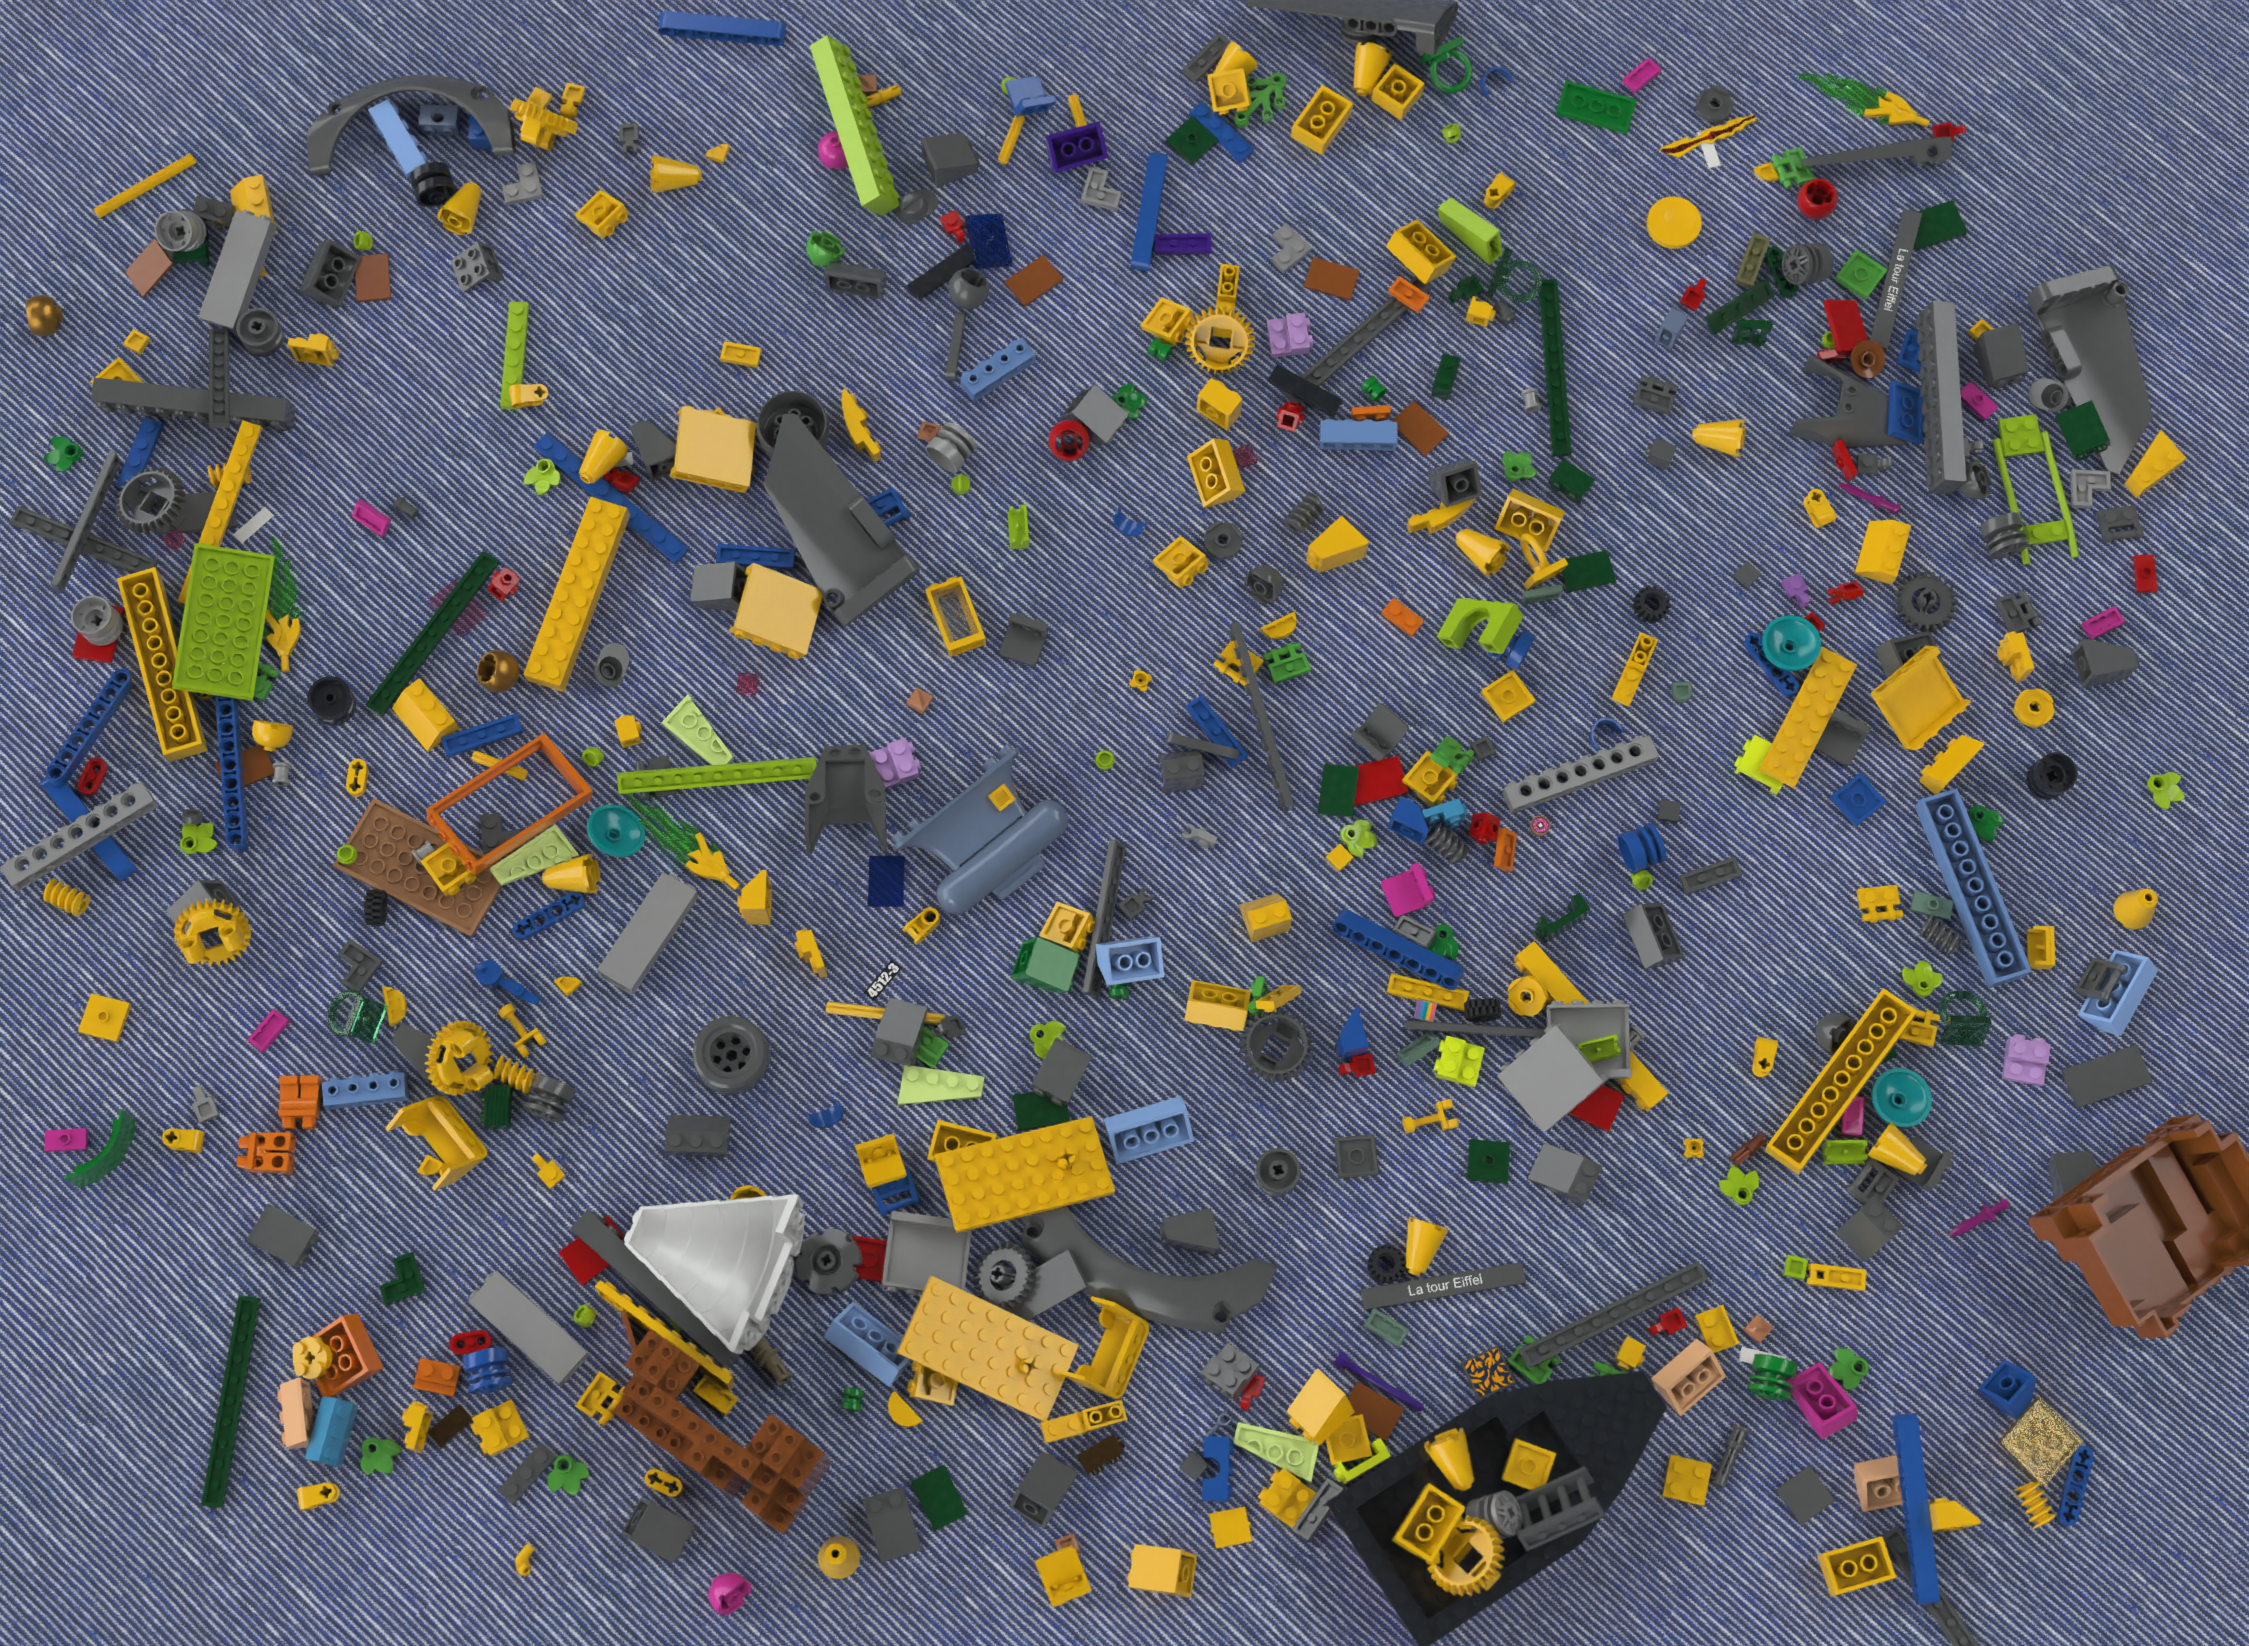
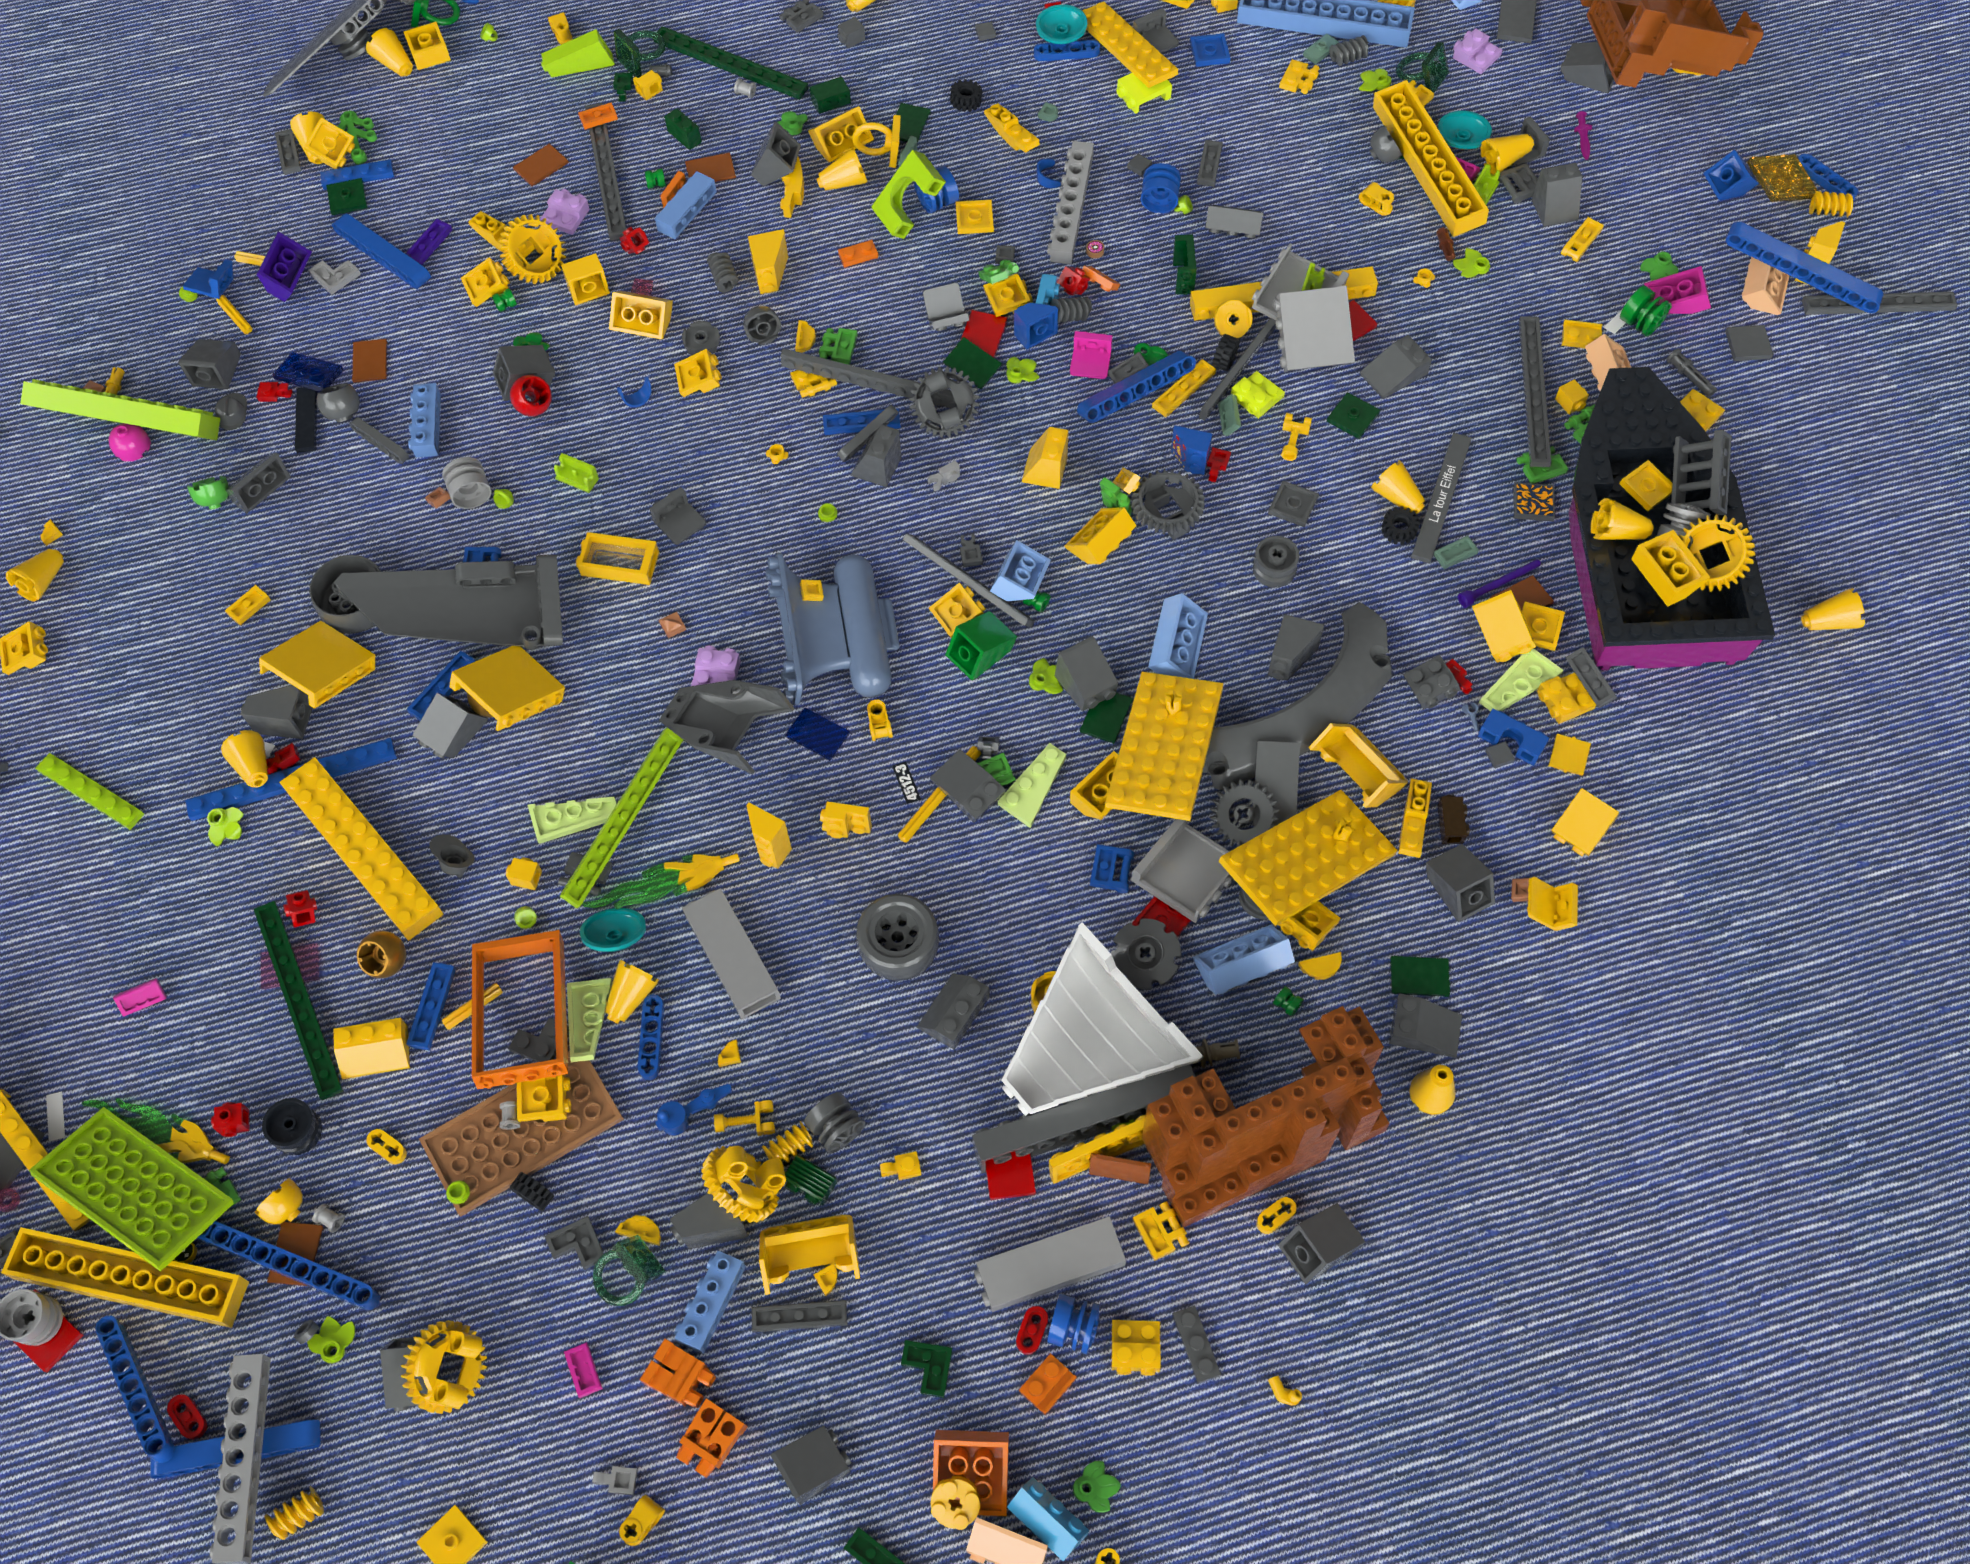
camera: 55 degrees left, 10 degrees down
(314, 652) = (231, 1119): none -> red brick
(391, 1162) = (799, 1316): none -> dark grey tile
(405, 507) = (155, 961): dark grey pin -> none
(418, 1419) = (1085, 1421): yellow plate -> none
(450, 1426) = (1105, 1396): dark brown plate -> none
(524, 395) = (137, 794): yellow piece -> none
(569, 1477) = (1222, 1304): bright green plate -> none
(584, 1316) = (1067, 1204): lime tile -> none
(727, 1592) = (1417, 1206): dark pink cylinder -> none
(747, 683) = (554, 753): clear pink plate -> none
(826, 1117) = (1005, 886): blue helmet -> none
(856, 426) = (382, 548): yellow slope -> none
(880, 1161) = (1077, 864): yellow bracket -> none
(1276, 773) = (951, 419): none -> dark grey piece
(1293, 248) = (495, 175): light grey plate -> none
(1305, 390) = (620, 219): black tile -> none
(1321, 120) = (407, 102): yellow brick -> none
(1339, 857) = (1029, 391): yellow tile -> none
(1381, 1455) = (1574, 626): neon yellow panel -> none
(1421, 251) = (569, 91): yellow brick -> none
(1425, 1011) = (1198, 396): tile -> none
(1670, 1322) = (1560, 359): red plate -> none
(1758, 1328) = (1596, 308): nougat tile -> none
(1795, 1267) = (1560, 260): lime plate -> none
(1796, 588) = (1017, 8): medium lavender plate -> none
(1856, 1566) = (1827, 333): yellow brick -> none

